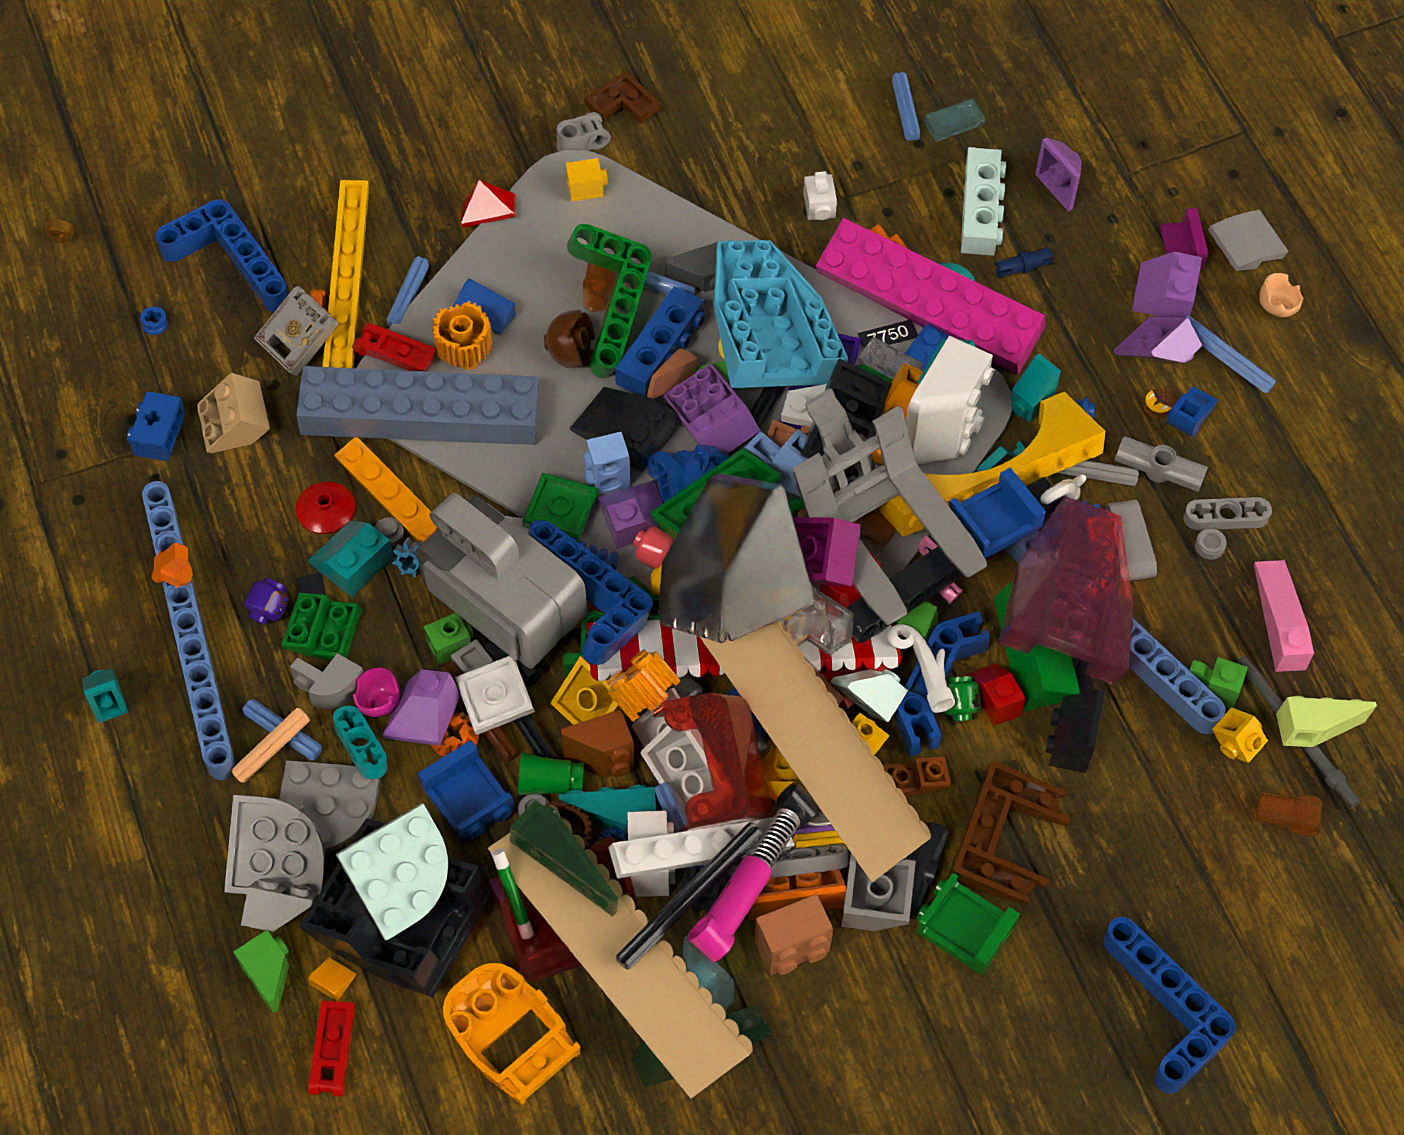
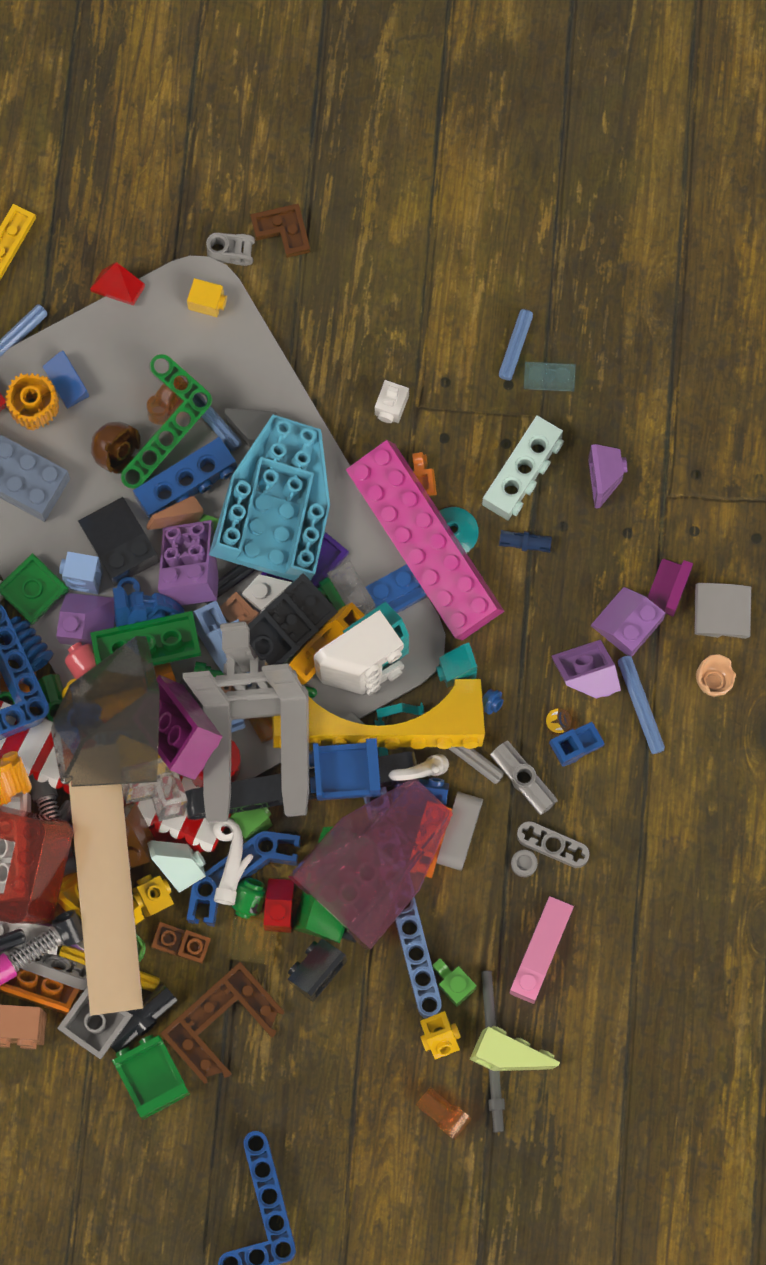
camera: 30 degrees right, 15 degrees up
(890, 333) = (374, 556): black sticker -> none

